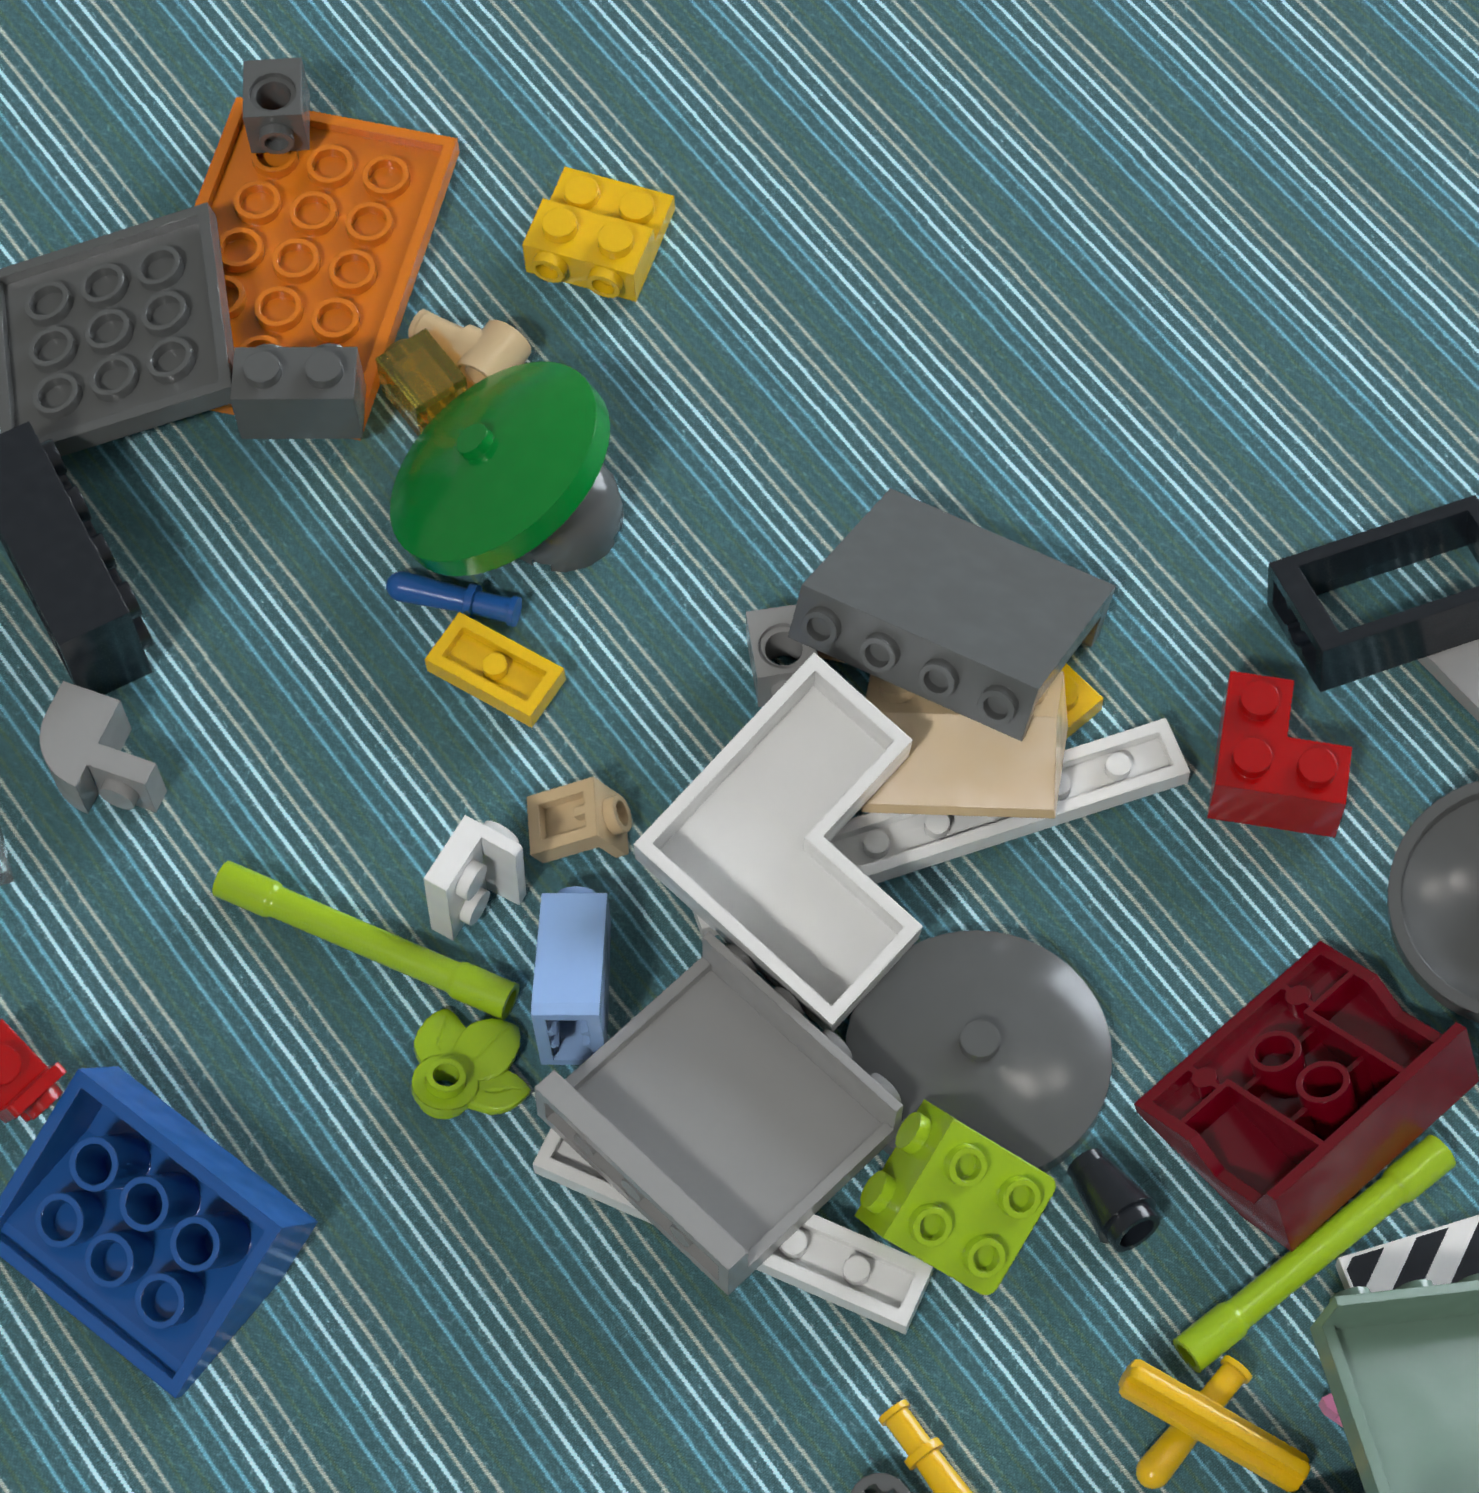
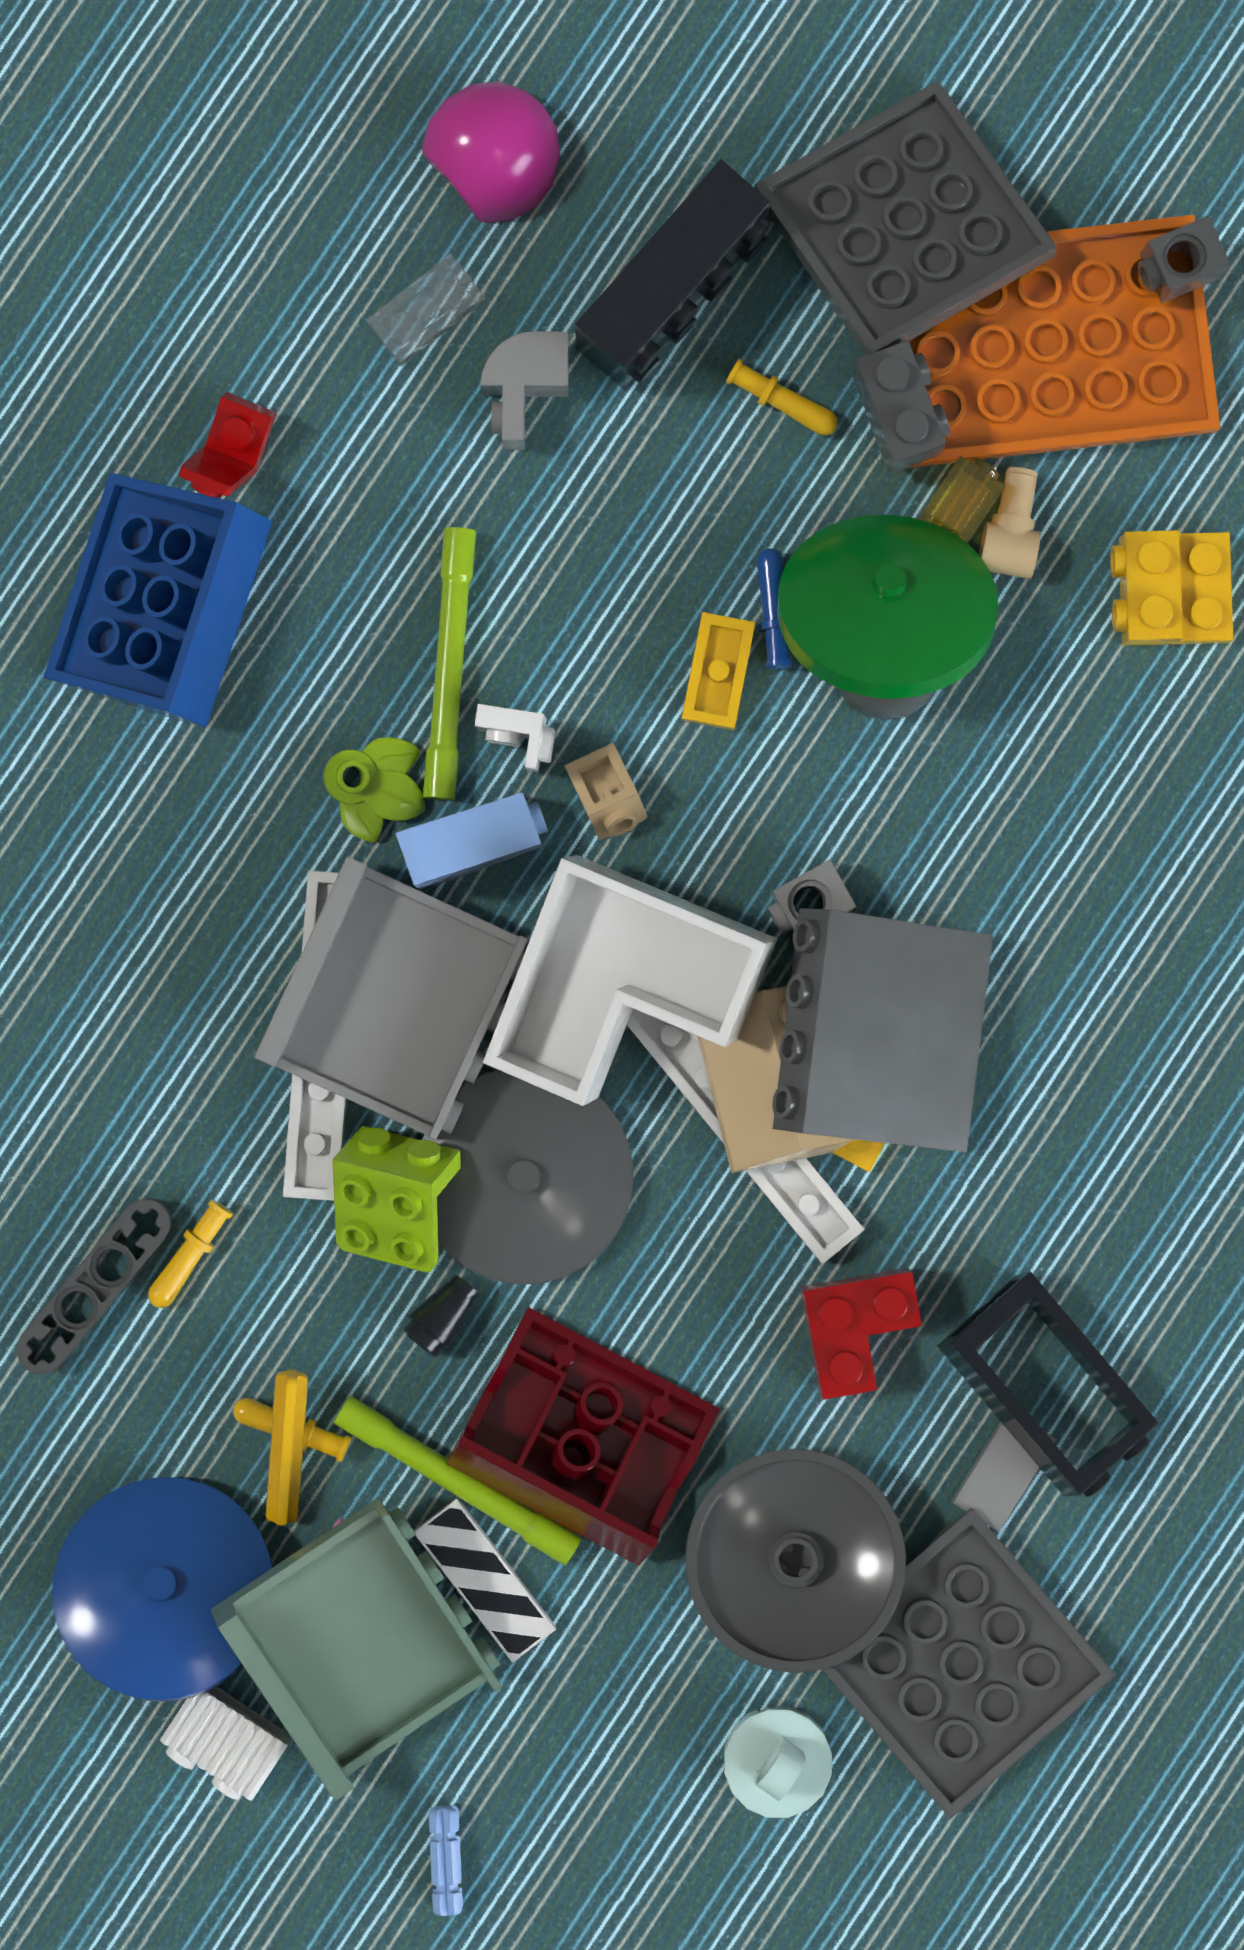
camera: 60 degrees right, 25 degrees up
(248, 510) = (796, 406): none -> yellow piece

